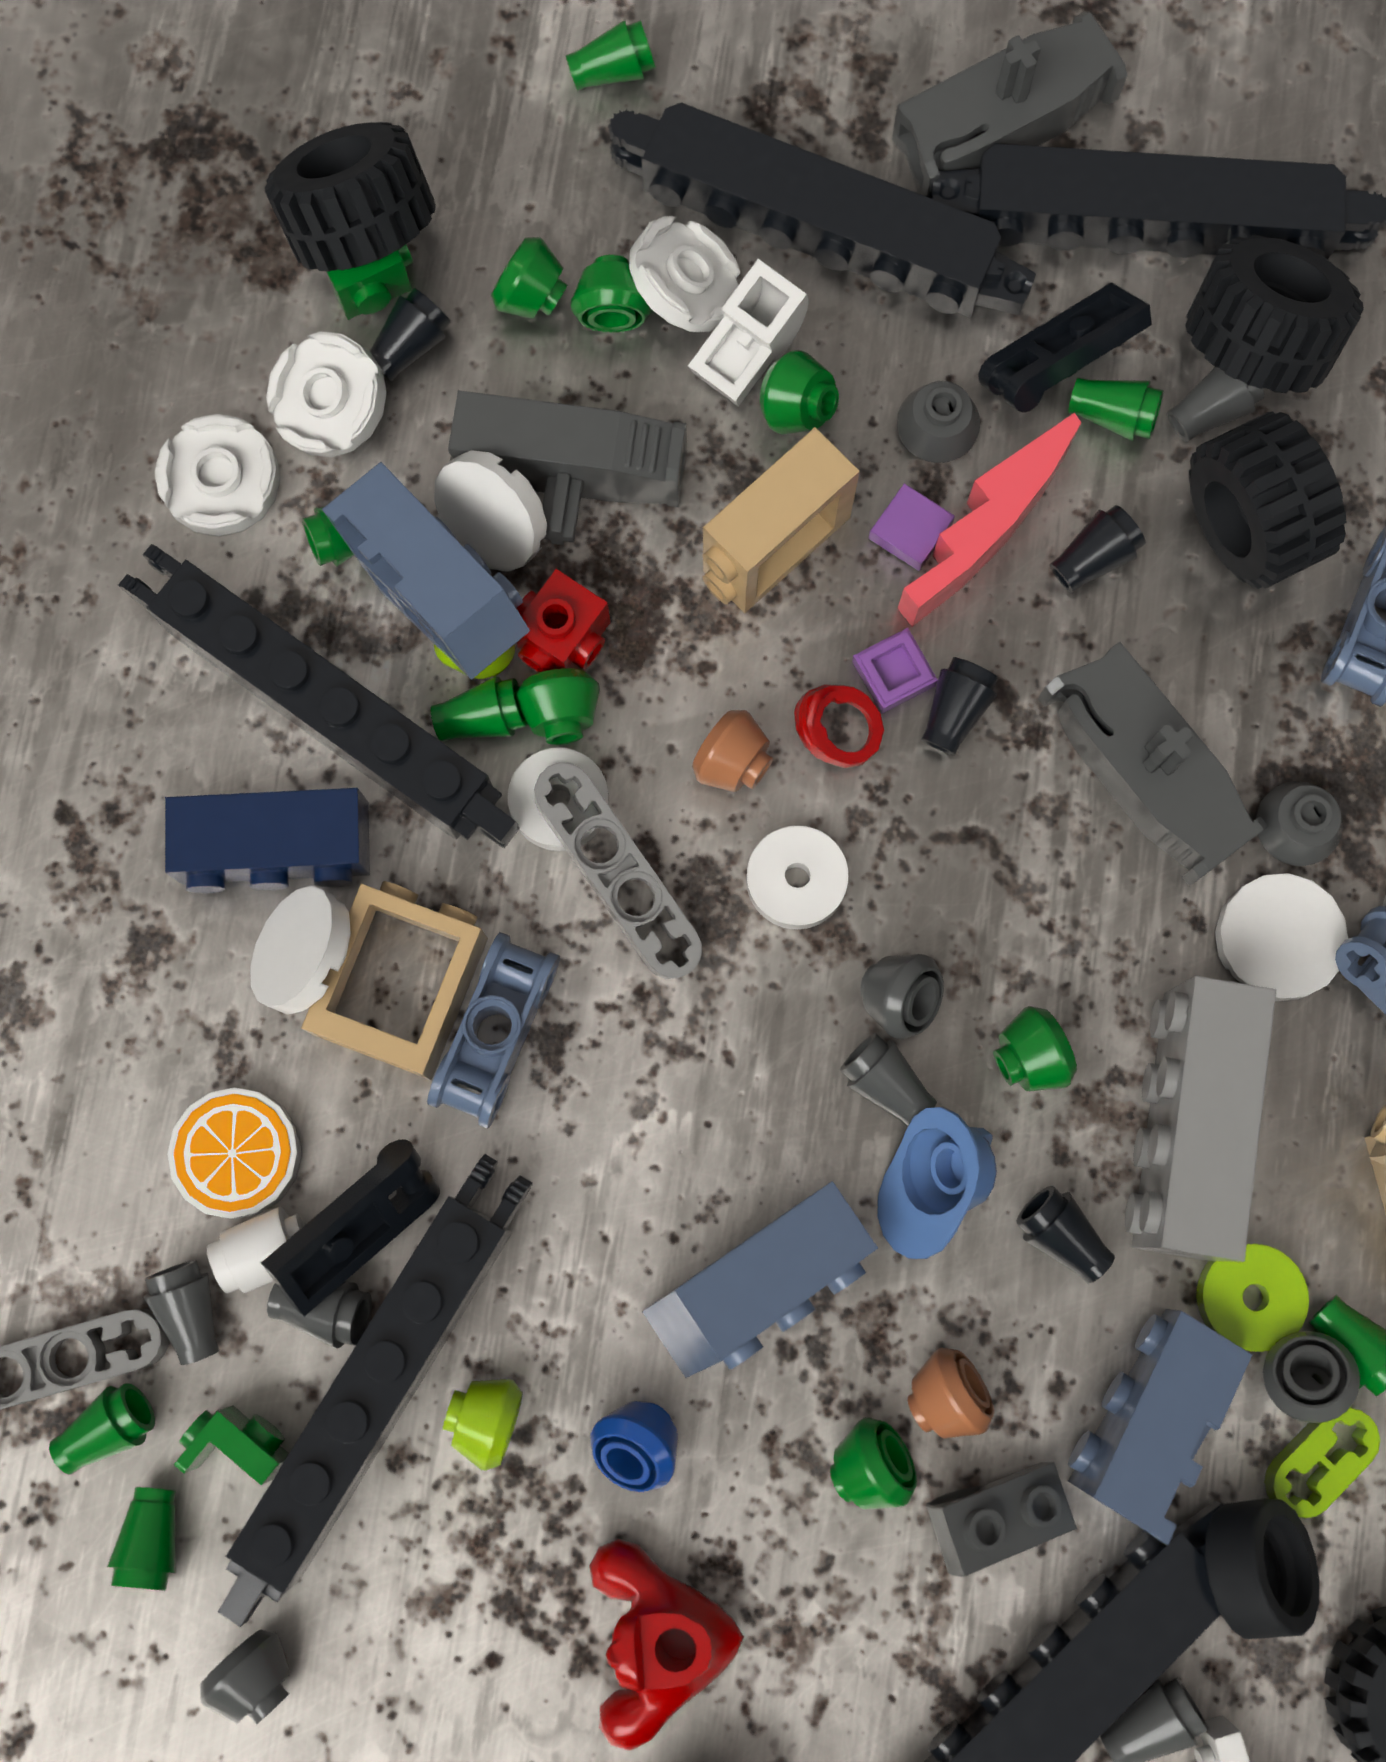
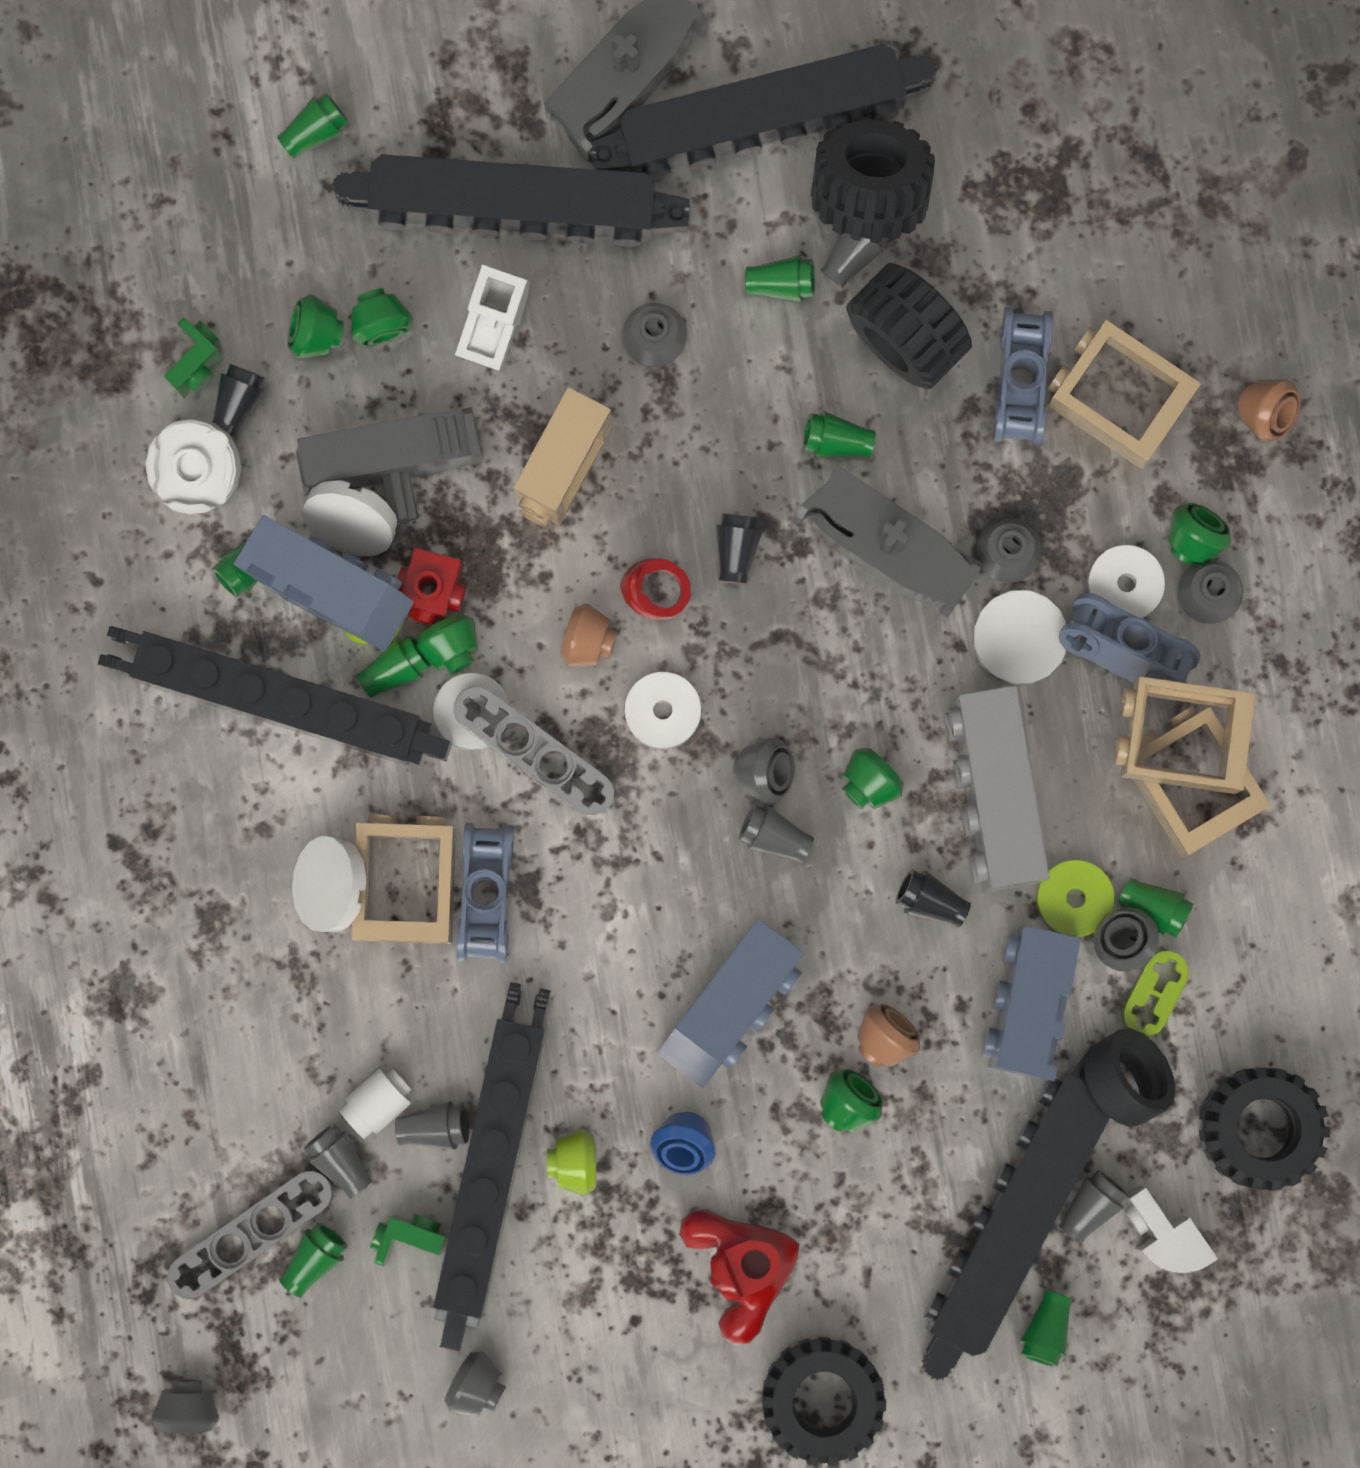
camera: 20 degrees left, 5 degrees up
(146, 1541) = (371, 1322): green cone -> none
(217, 475) = (132, 552): white tile -> none
(234, 1153) = (332, 1042): tile -> none
(267, 838) = (274, 812): dark blue brick -> none
(350, 196) = (161, 313): black tyre -> none
(353, 1227) = (438, 1062): black plate -> none
(683, 273) = (429, 285): white tile -> none
(797, 394) = (544, 351): green cone -> none
(894, 670) = (683, 534): medium lavender tile -> none
(911, 527) = (660, 421): medium lavender tile -> none
(934, 1181) = (827, 894): medium blue piece -> none
(998, 507) = (721, 384): coral slope -> none
(1000, 1518) = (947, 1106): dark grey plate -> none
(1064, 346) = (728, 247): black plate -> none
(1099, 548) = (801, 395): black cone -> none
(1126, 614) = (836, 437): none -> green cone

